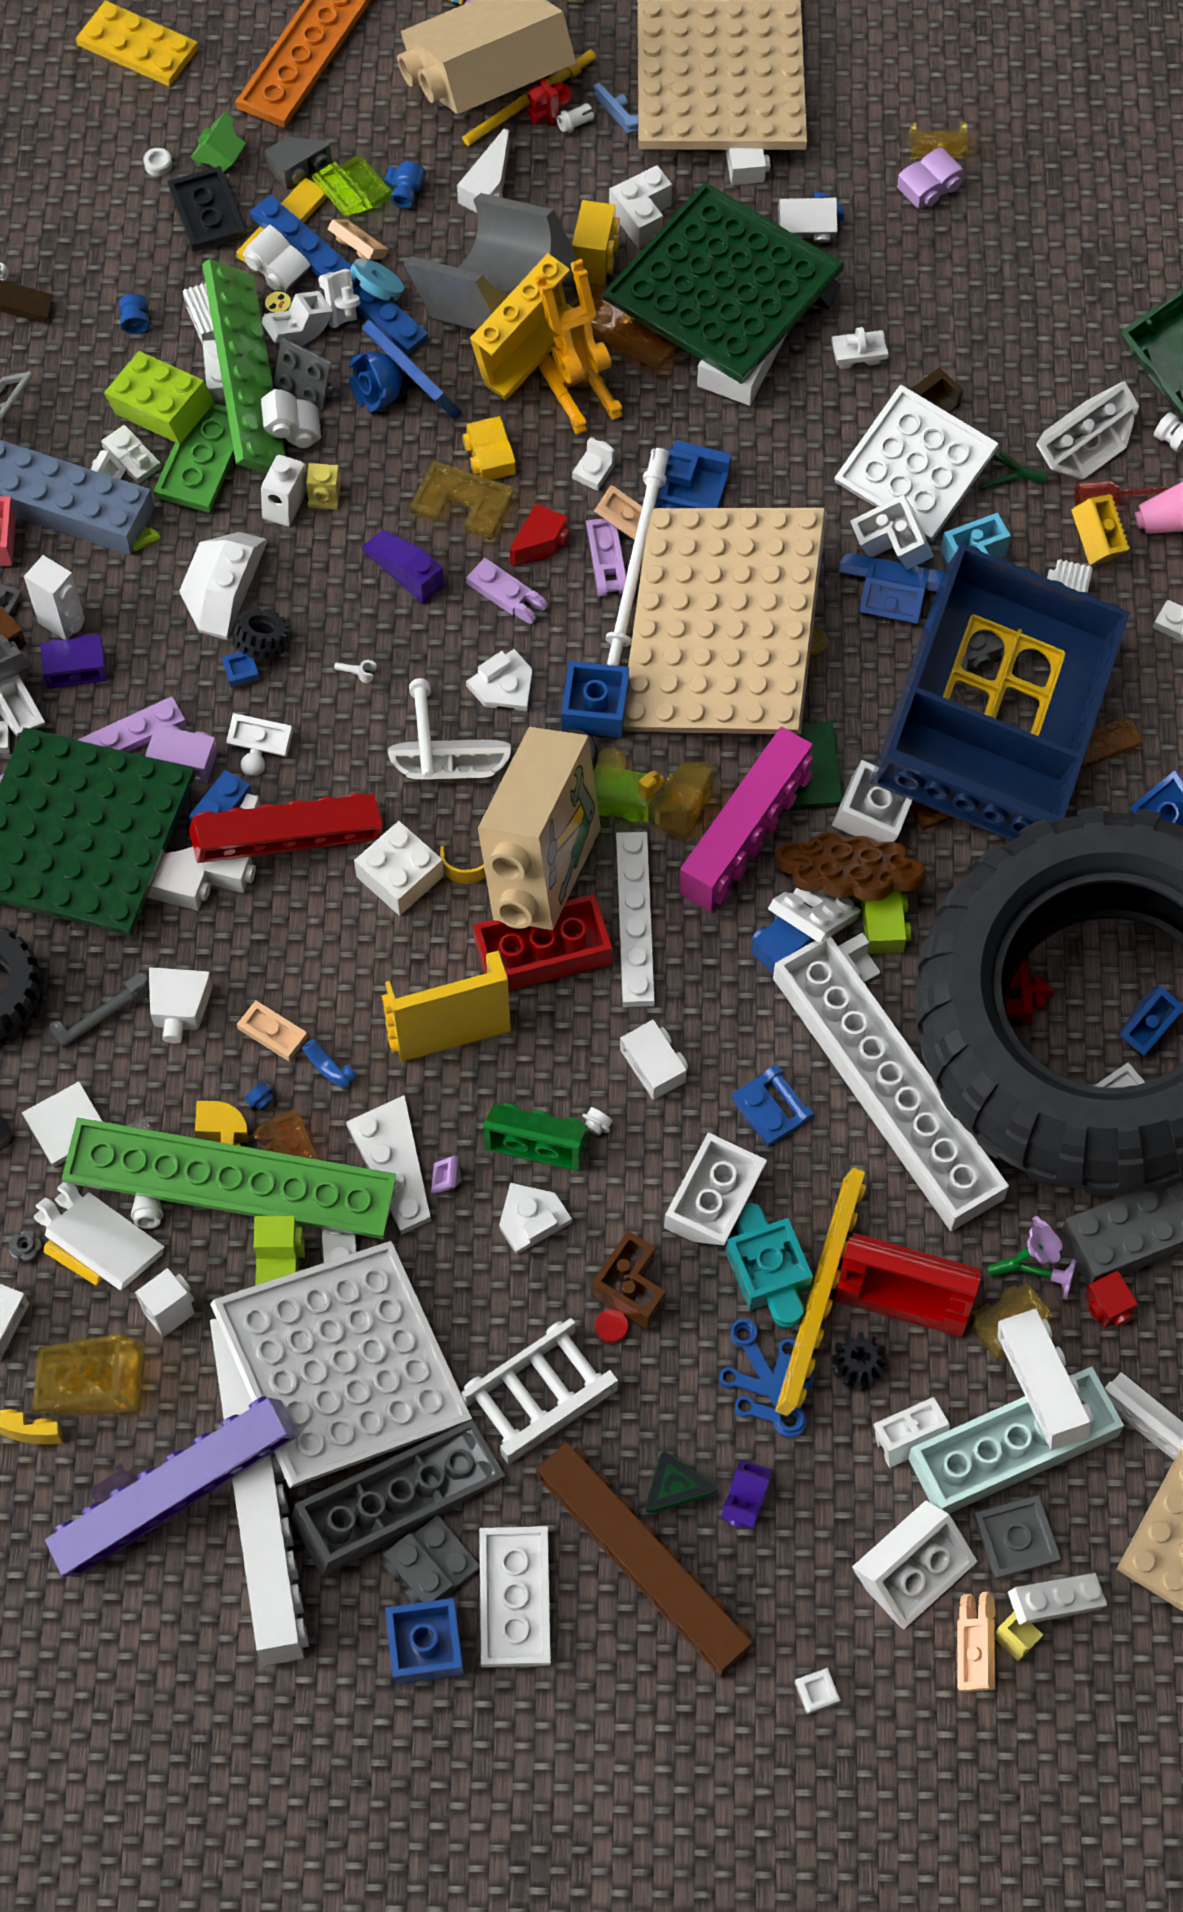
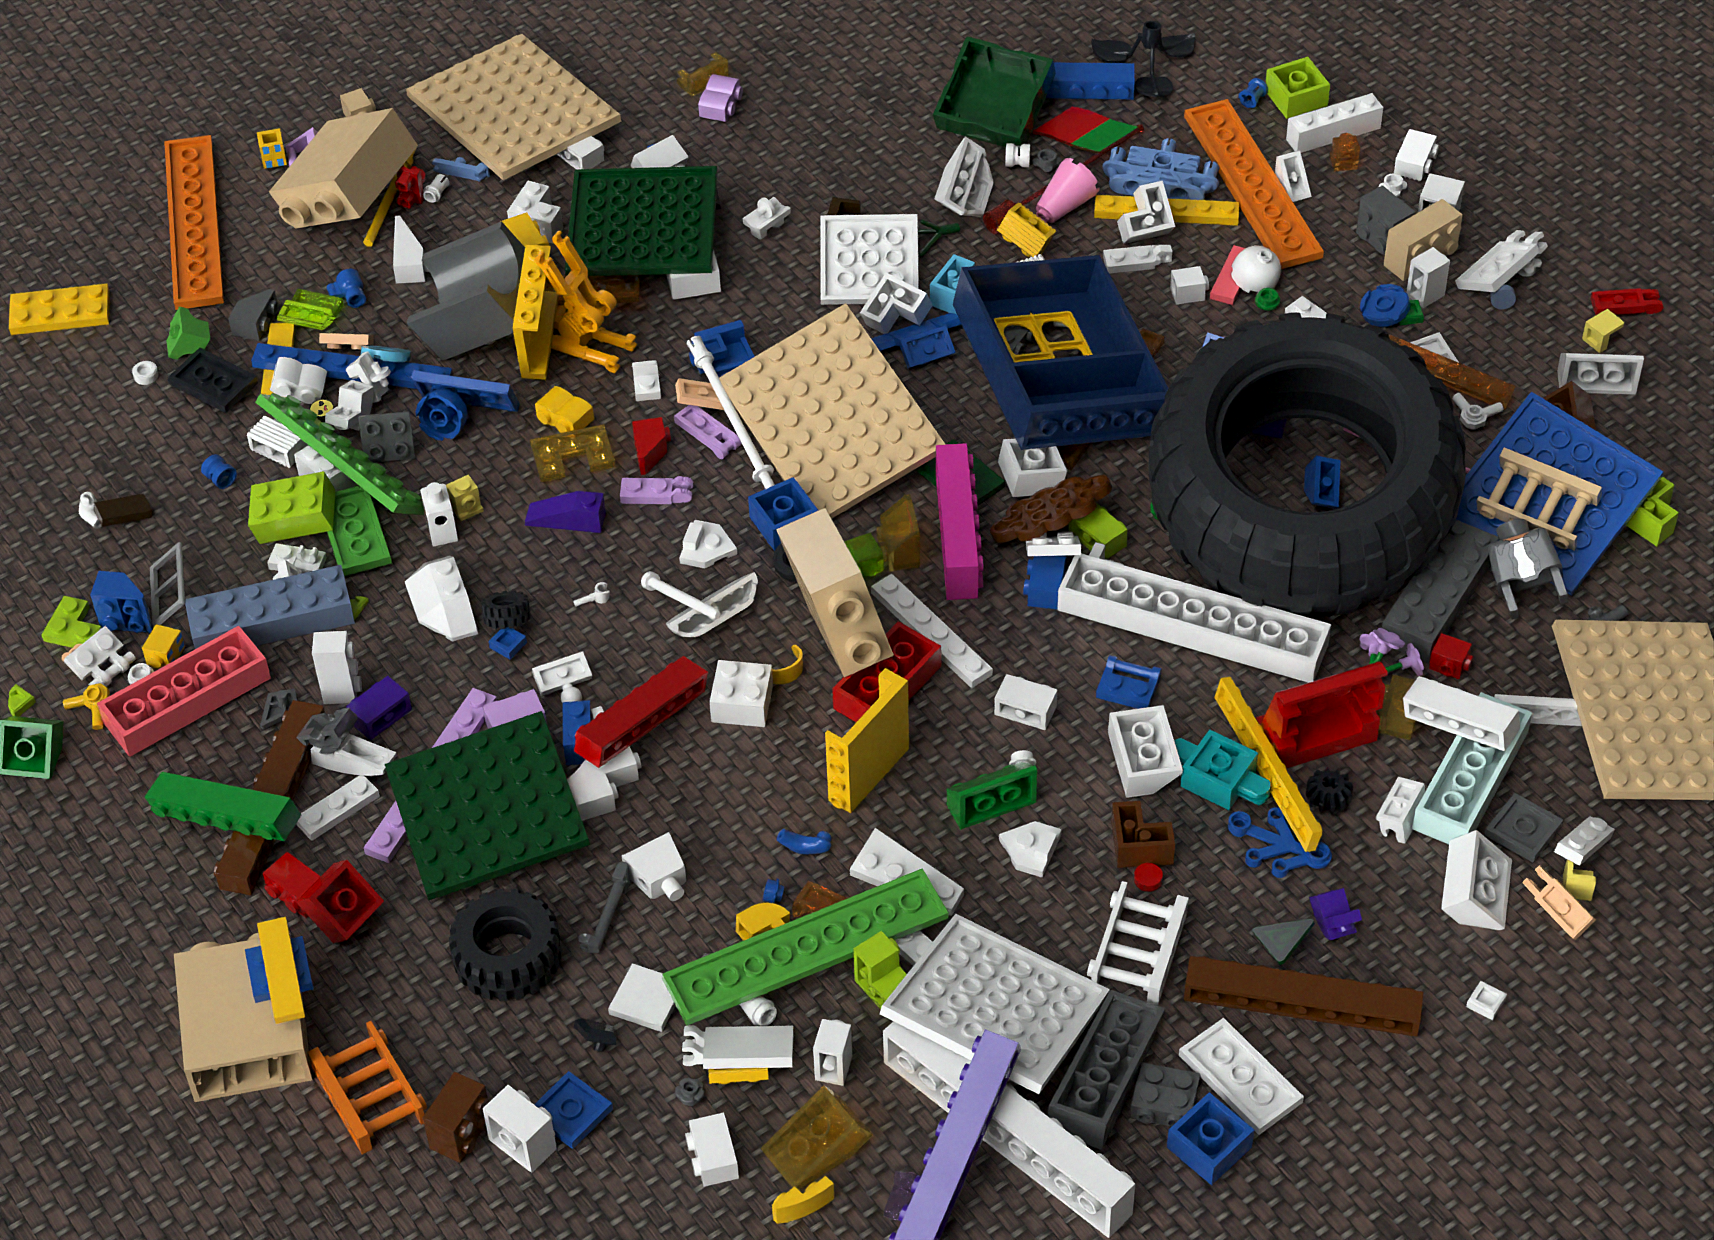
camera: 35 degrees left, 15 degrees down
(272, 1030) = (744, 846): light nougat plate -> none
(290, 418) = (404, 467): white brick -> none
(446, 1175) = (949, 857): lavender slope -> none
(650, 785) = (874, 538): yellow tile -> none

